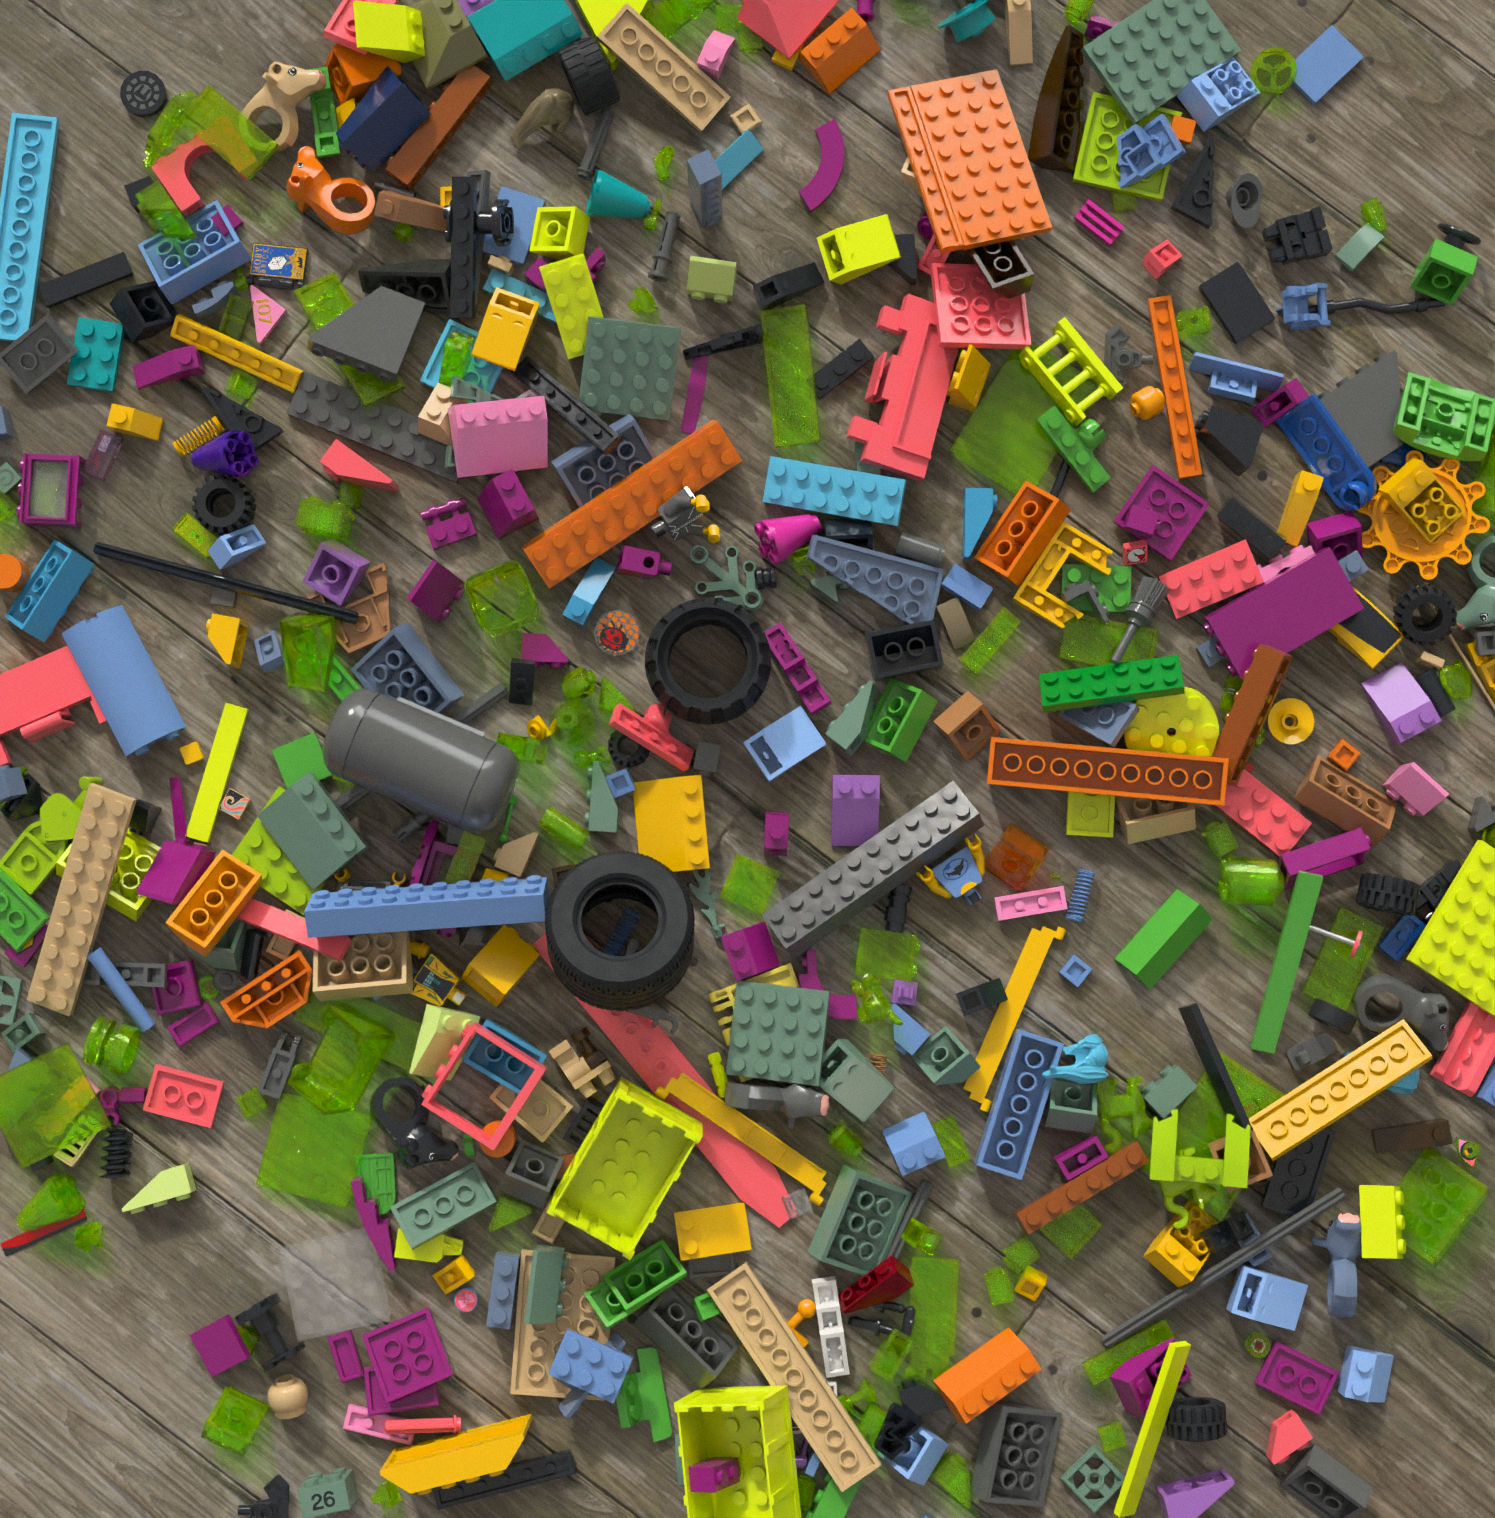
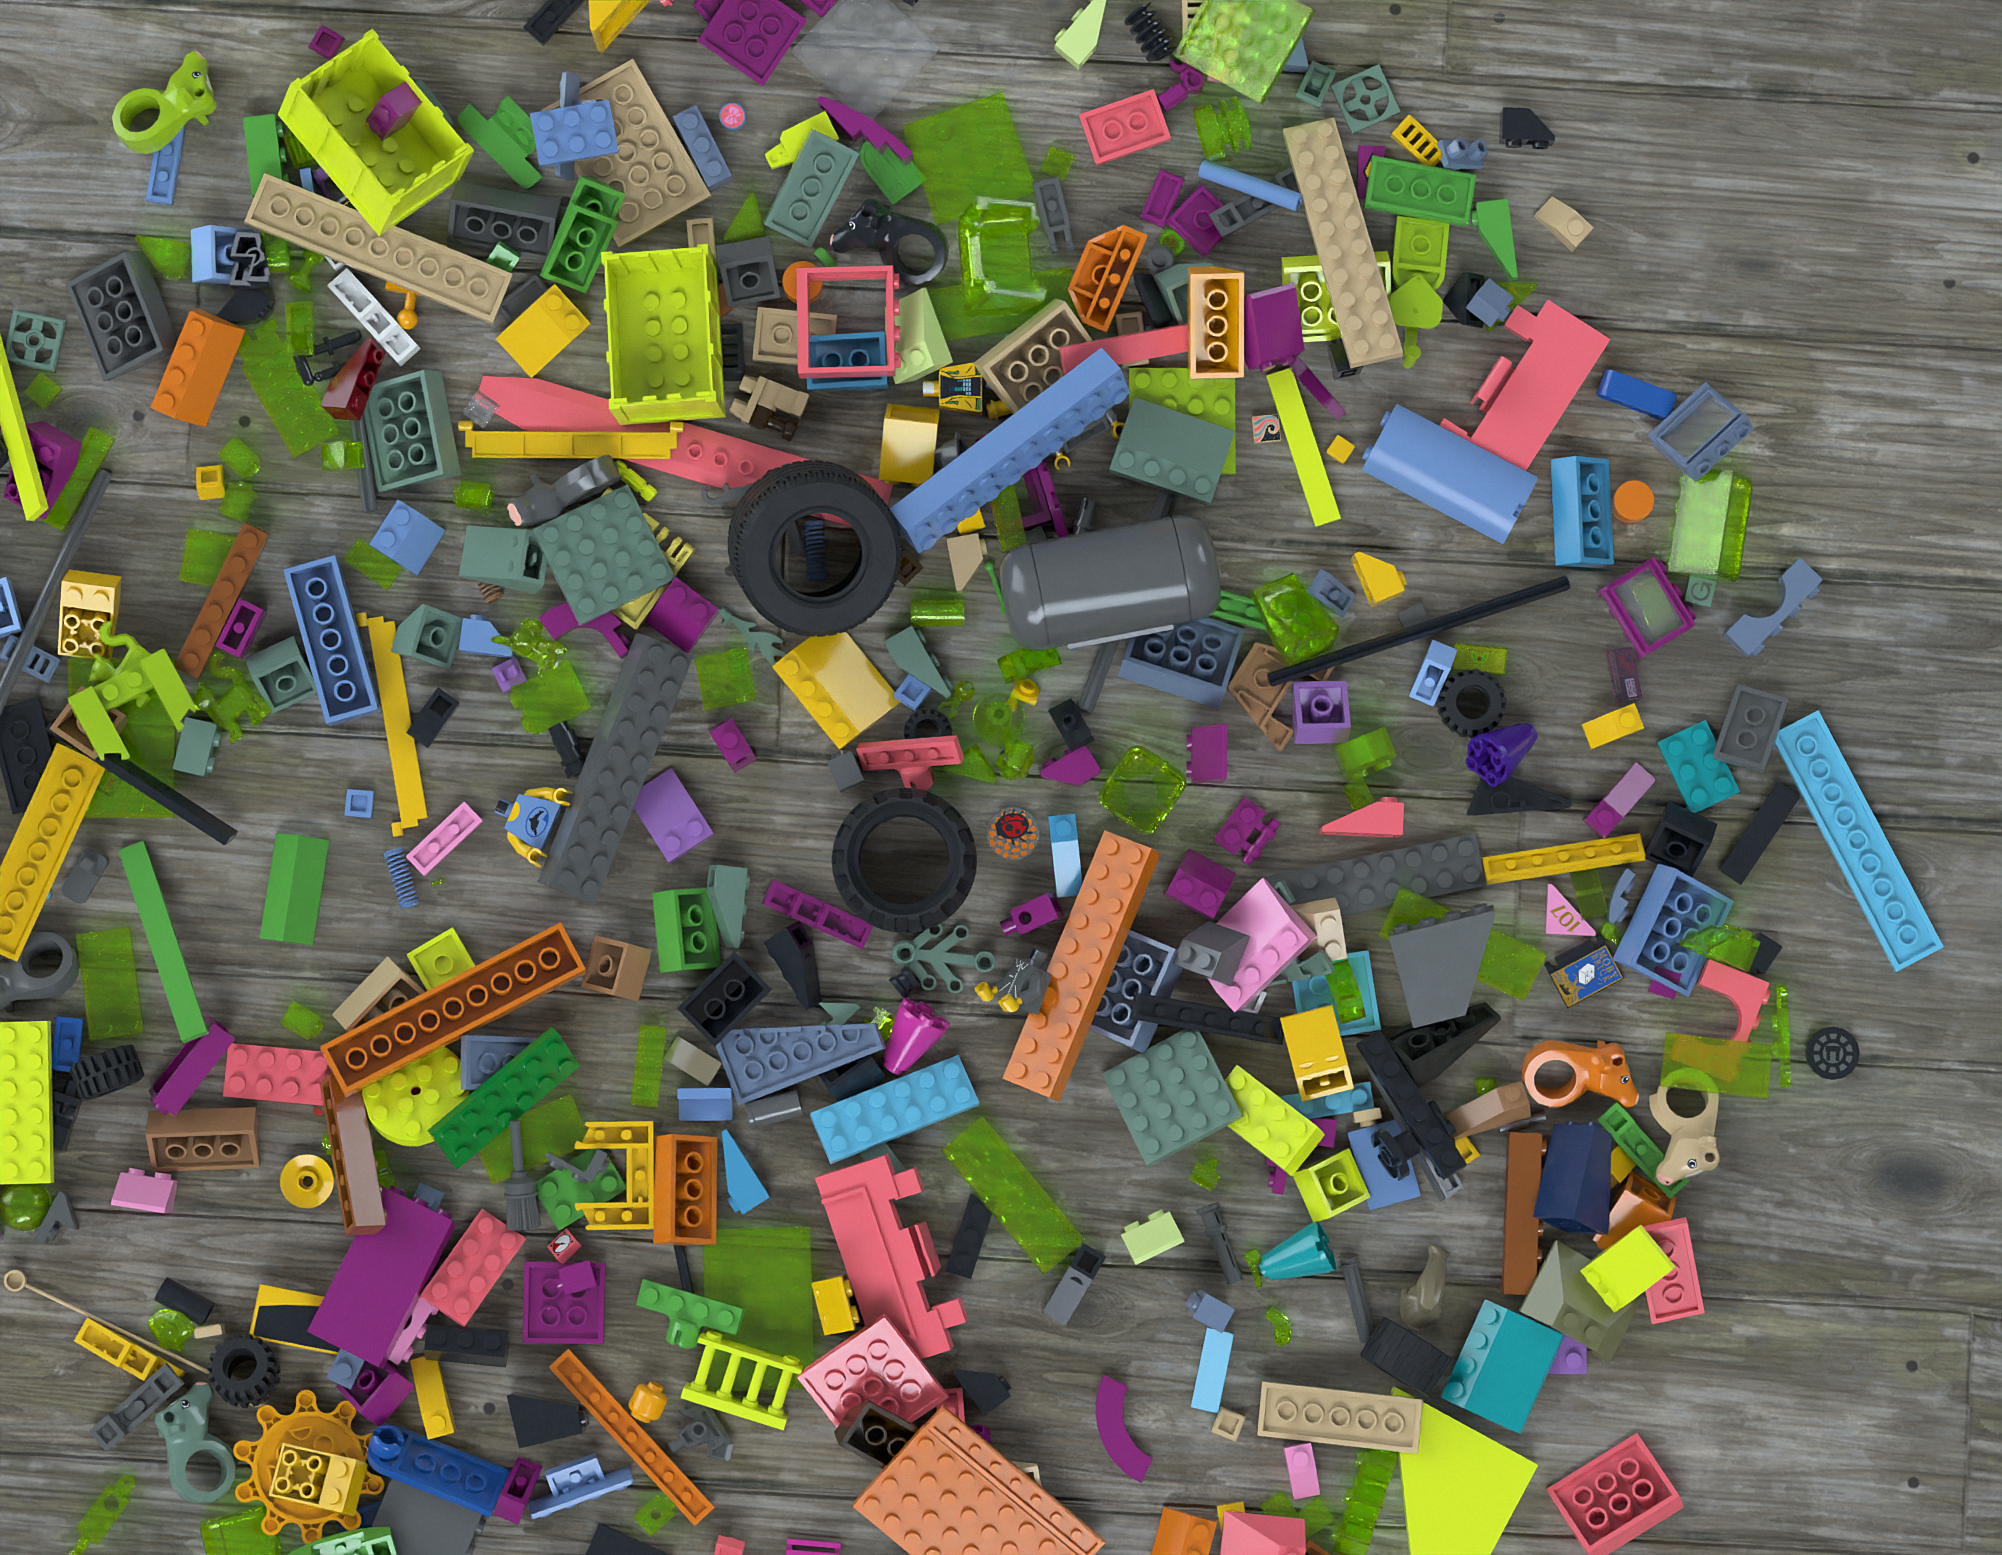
camera: 145 degrees right, 0 degrees up
(182, 451) = (1550, 729): yellow piece -> none
(241, 384) = (1539, 832): clear neon green slope -> none
(300, 758) = (1230, 511): bright green tile -> none
(454, 1274) = (759, 132): yellow slope -> none
(530, 448) = (1212, 952): none -> dark grey slope
(546, 1284) = (665, 179): sand green slope -> none
(694, 394) = (1097, 1123): magenta sticker -> none
(726, 342) = (1097, 1187): black wing -> none
(784, 743) = (780, 833): light blue slope -> none
(833, 646) = (796, 959): none -> black slope
(858, 248) = (1029, 1363): neon yellow slope -> none
(1015, 857) = (487, 873): clear orange slope -> none
(1089, 1065) = (288, 722): medium azure hair -> none
(1227, 1232) = (56, 650): black slope -> none
(1249, 880) = (247, 998): clear neon green cylinder -> none
(1332, 1016) = (85, 920): black tyre -> none
(1343, 755) = (234, 1184): orange tile -> none
(1355, 943) = (107, 1004): flat silver axle -> none
(1400, 703) = (211, 1270): slope -> none

